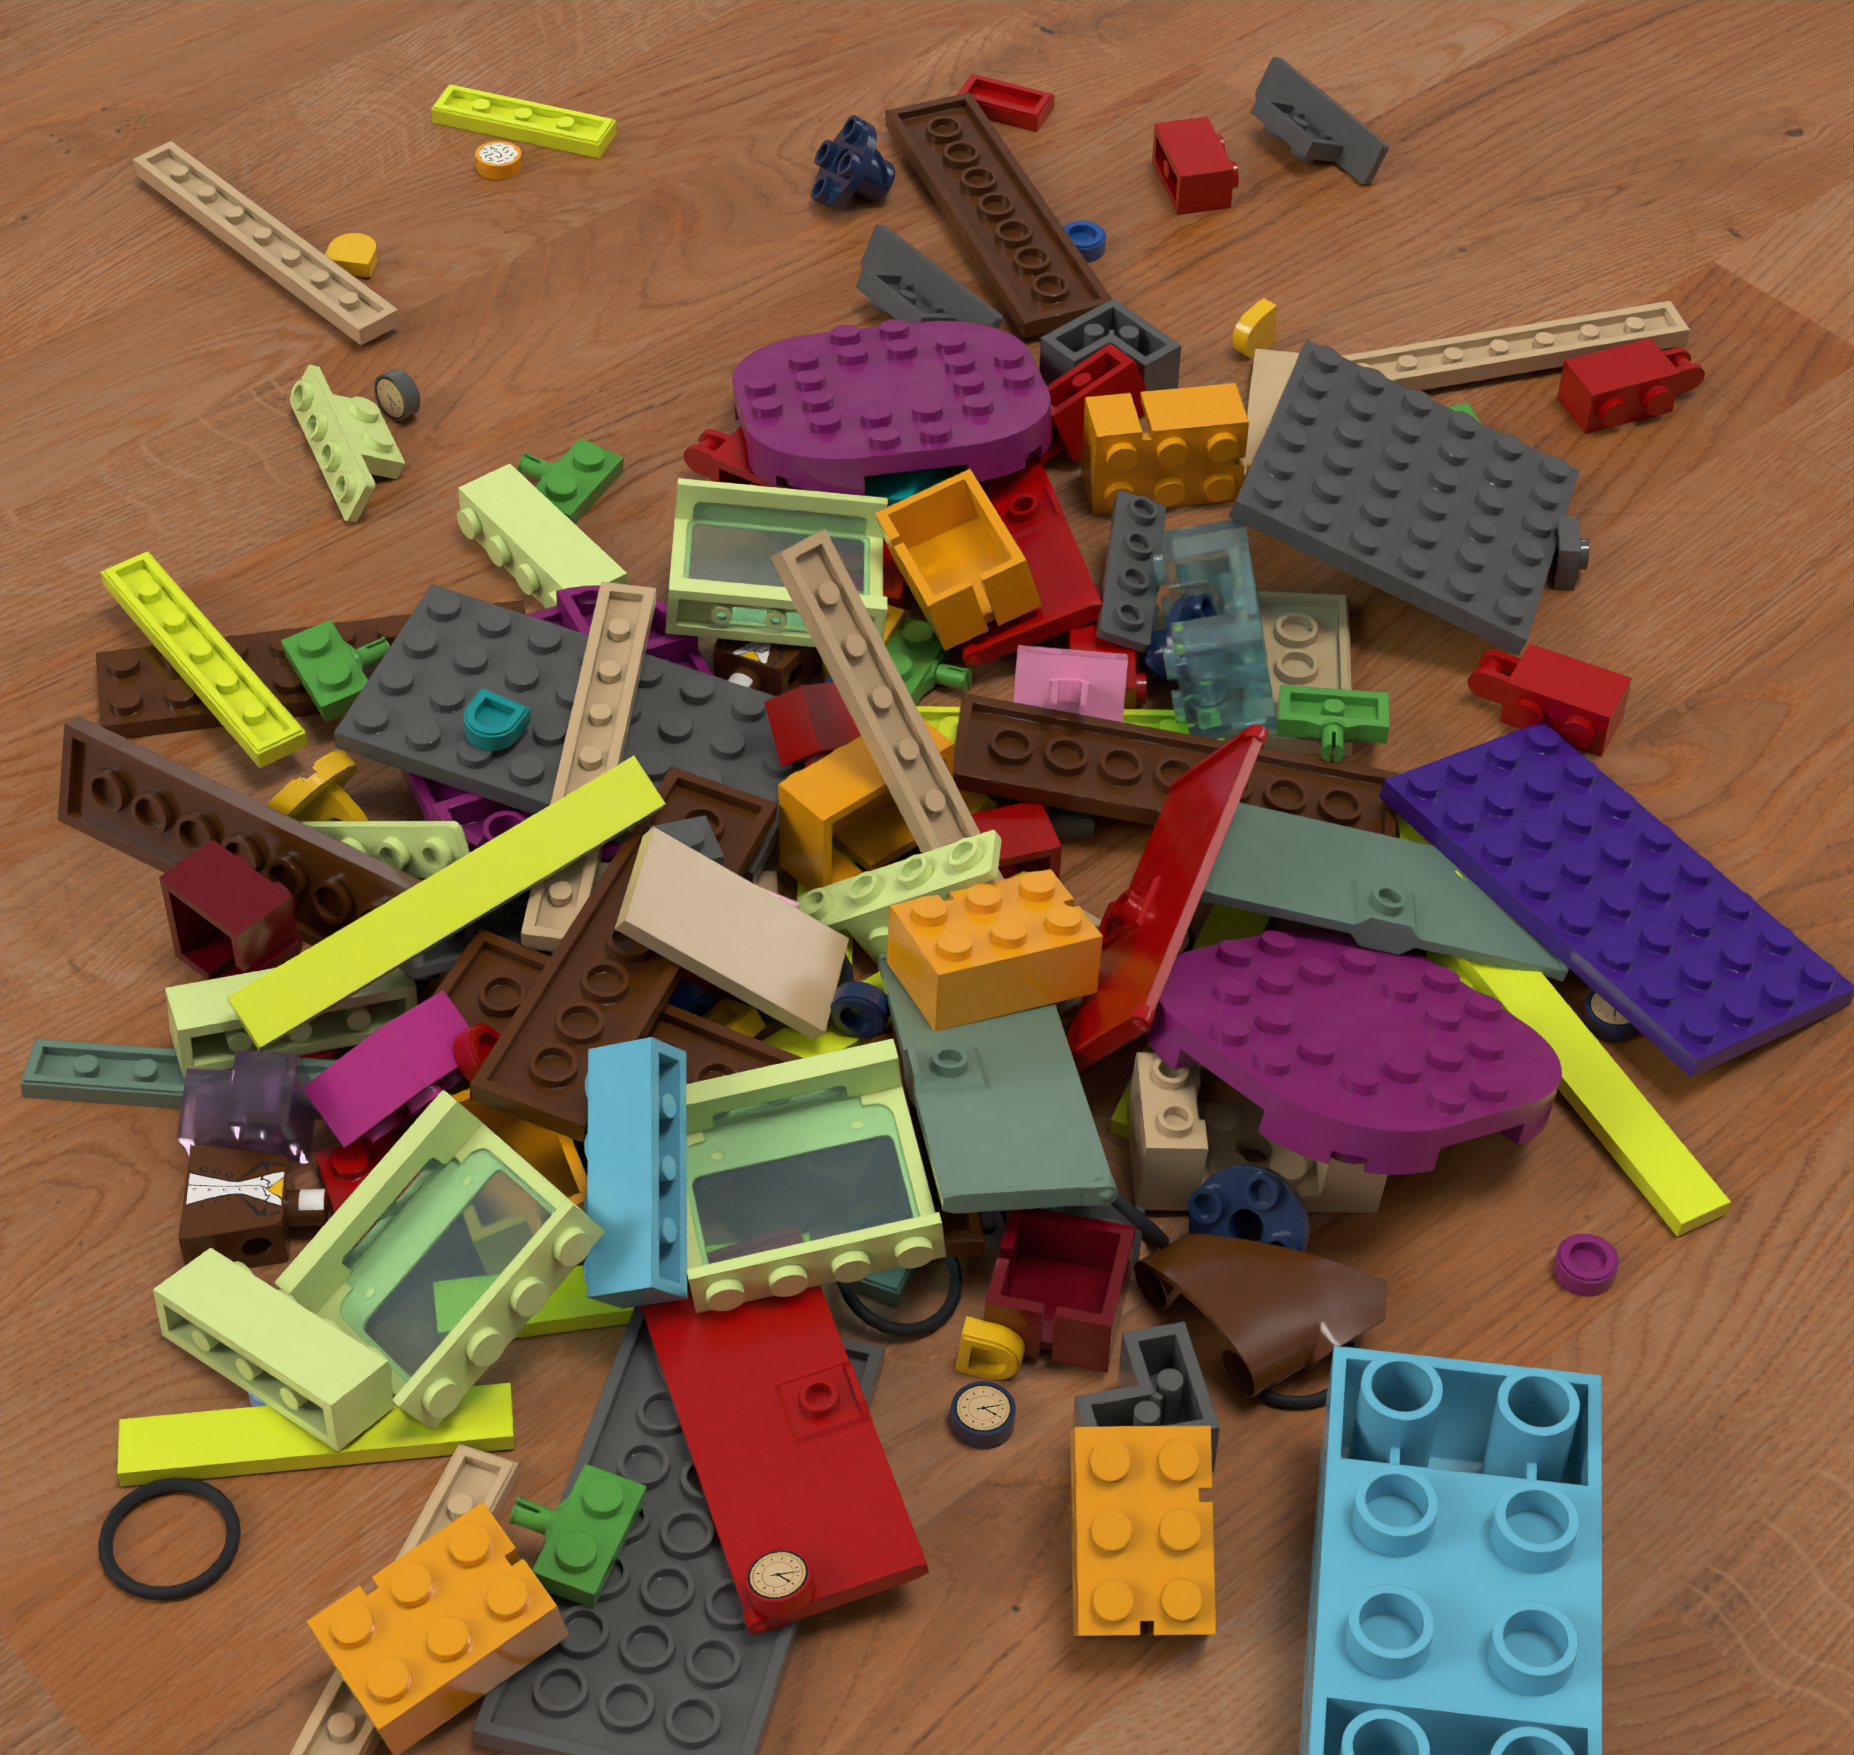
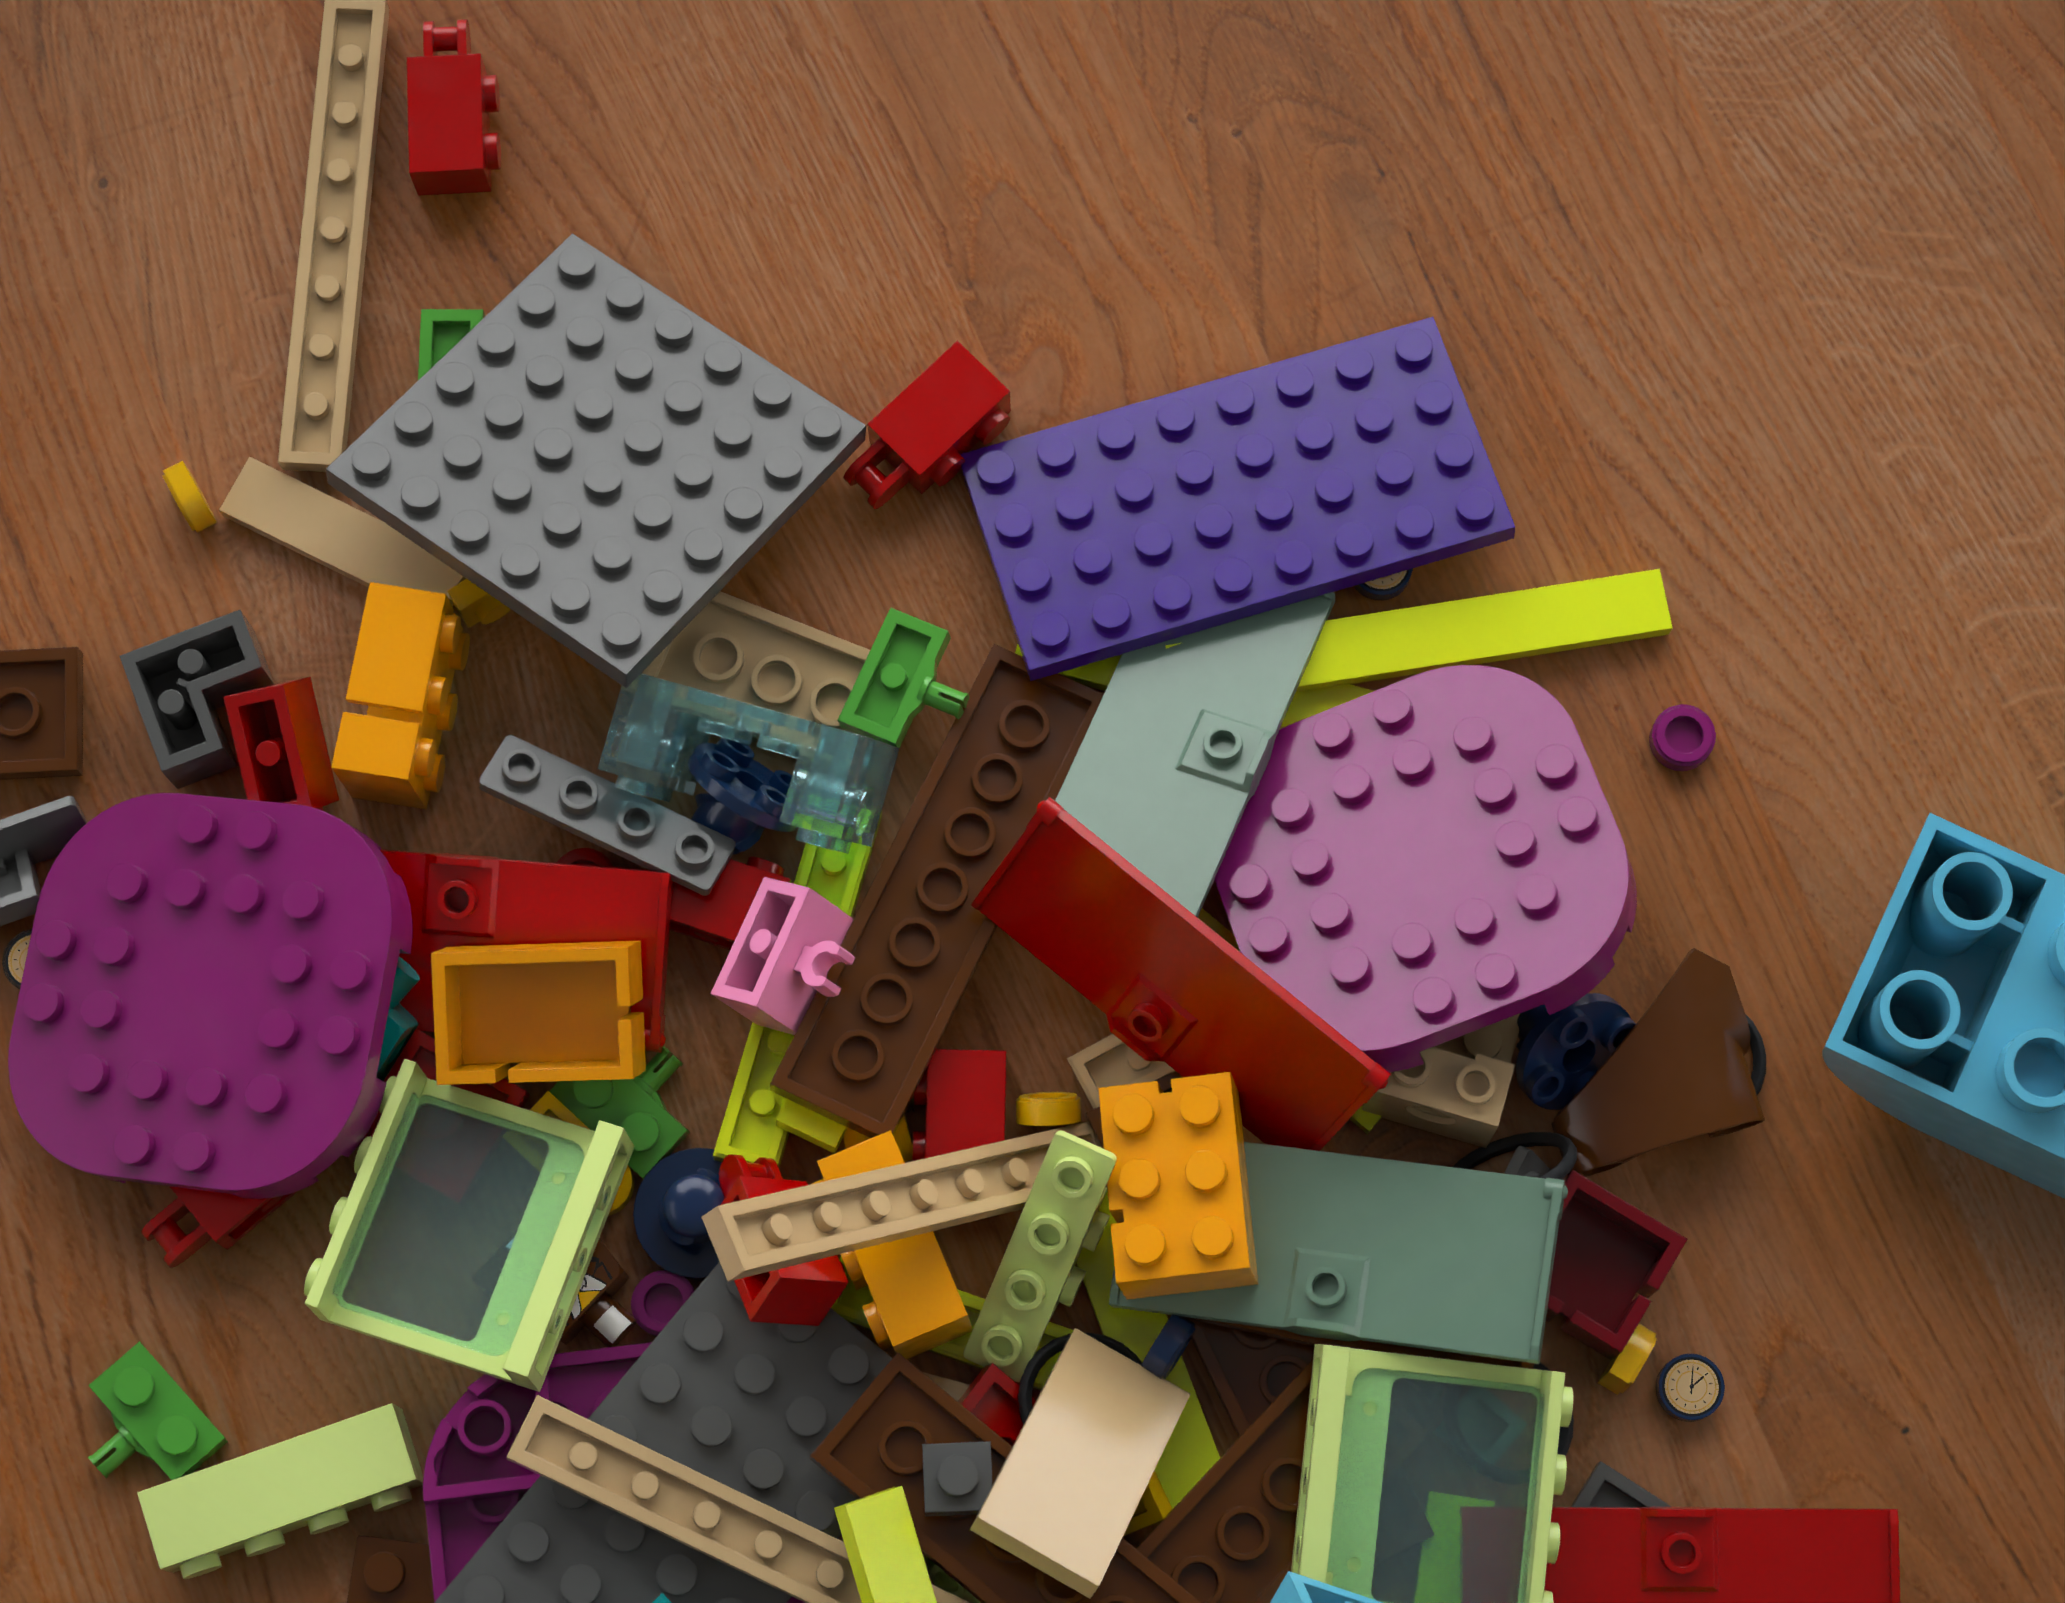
camera: 70 degrees left, 30 degrees up
(1141, 1531) = (1921, 1294): light orange piece -> none
(1157, 1384) = (1781, 1223): dark grey brick -> none
(1570, 553) = (713, 304): dark grey plate -> none

